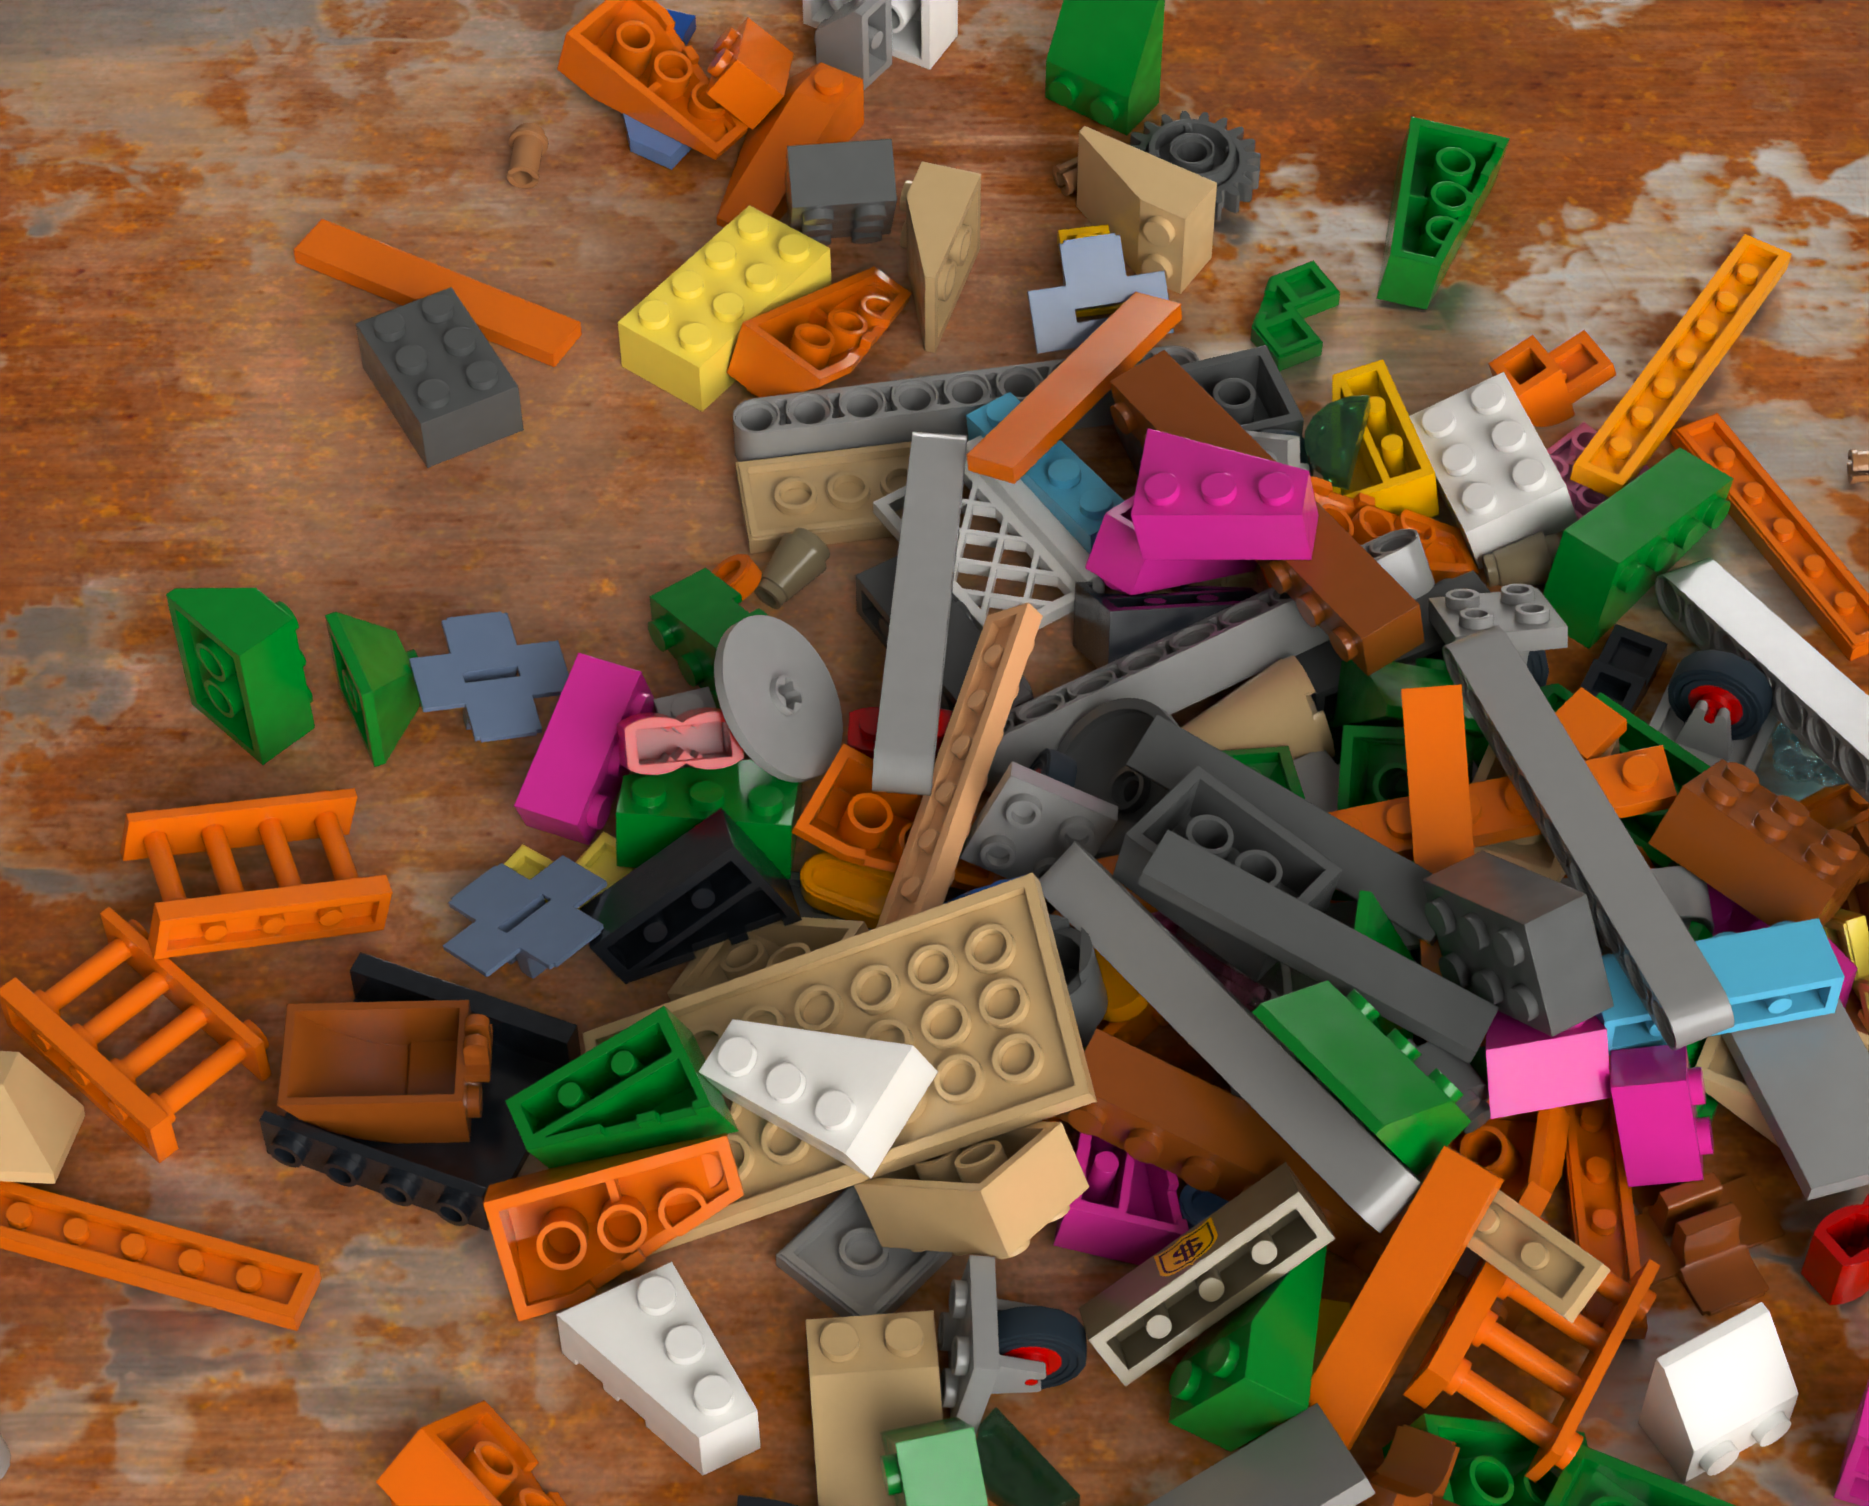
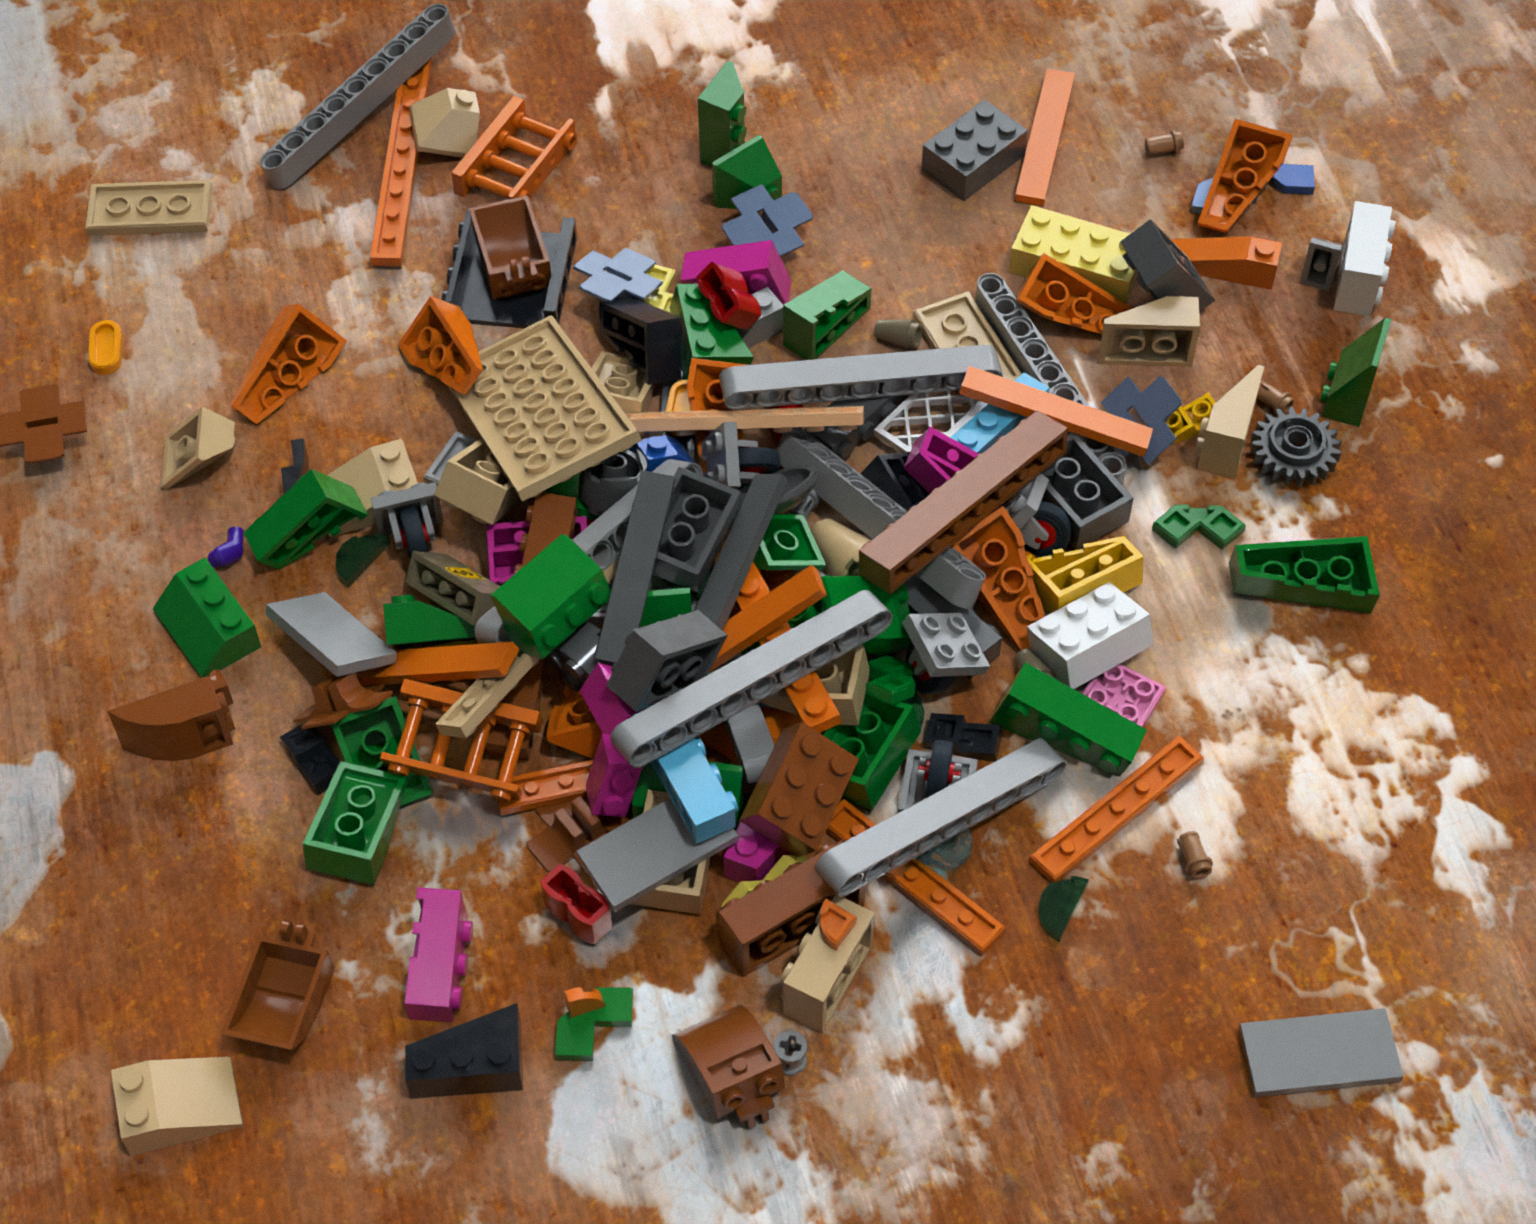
camera: 75 degrees right, 5 degrees up
(260, 916) = (597, 189): orange fence -> none
(622, 1097) = (503, 331): green wedge -> none
(666, 1365) = (375, 401): white wedge -> none
(739, 573) = (880, 309): orange tile -> none
(749, 72) = (1262, 215): orange brick -> none
(778, 698) = (776, 303): light grey piece -> none
(822, 1086) = (505, 393): white wedge -> none
(1220, 504) = (933, 461): dark pink wedge -> none
(1336, 437) = (1066, 544): clear green tile -> none
(1553, 380) = (1179, 657): orange brick -> none
(1590, 724) = (847, 679): orange tile -> none
(1680, 367) = (1230, 726): light orange plate -> none
(1720, 1395) = (456, 842): white slope -> none

